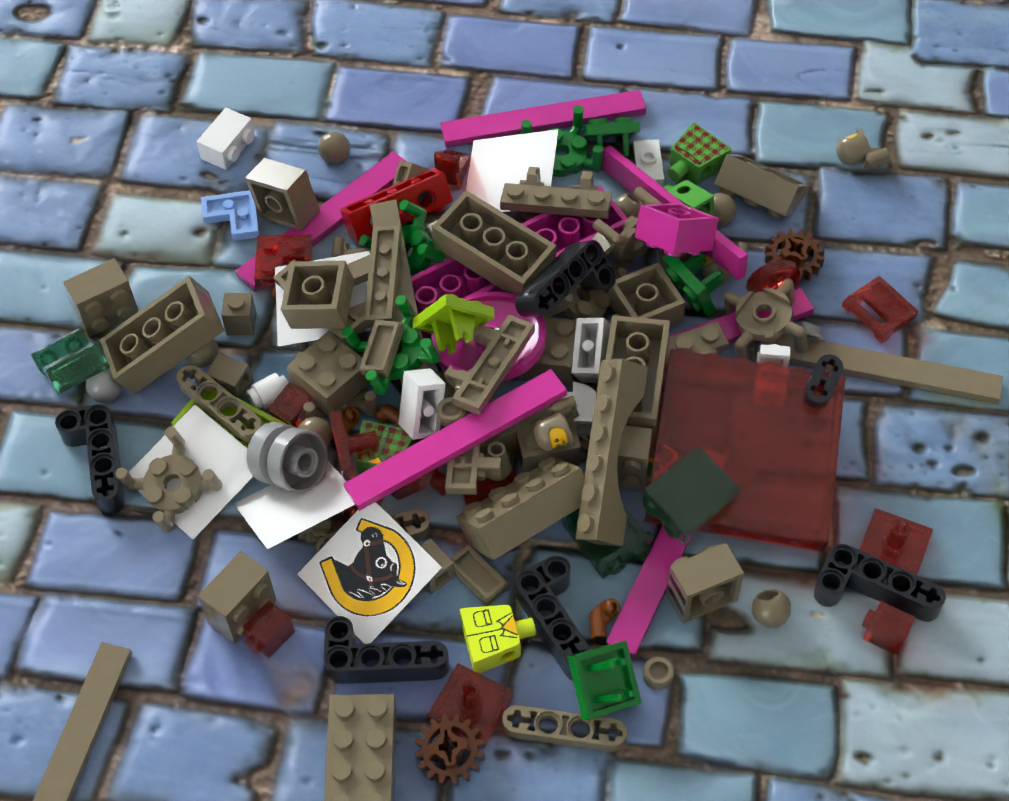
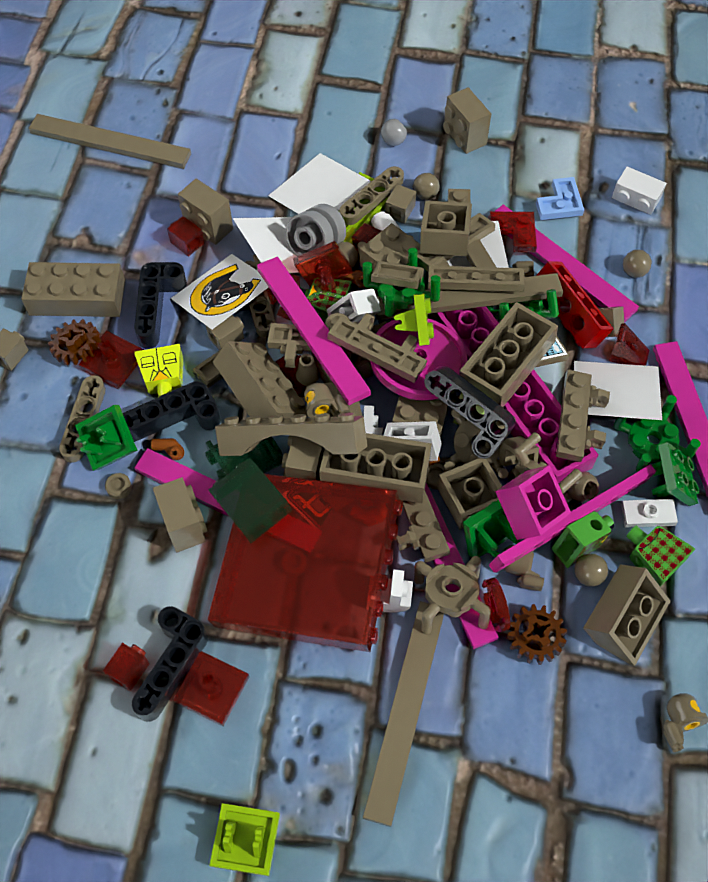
camera: 90 degrees right, 5 degrees up
(69, 361) = (409, 112): clear green panel -> none
(95, 435) = (336, 136): black beam -> none
(161, 335) = (427, 152): dark tan brick -> none
(161, 472) = (310, 167): dark tan plate -> none
(282, 193) = (573, 221): dark tan brick -> none
(771, 608) = (156, 570): dark tan piece -> none
(812, 330) = (442, 635): light grey plate -> none
(818, 379) = (361, 614): black beam -> none
(886, 303) = (479, 720): clear red plate -> none

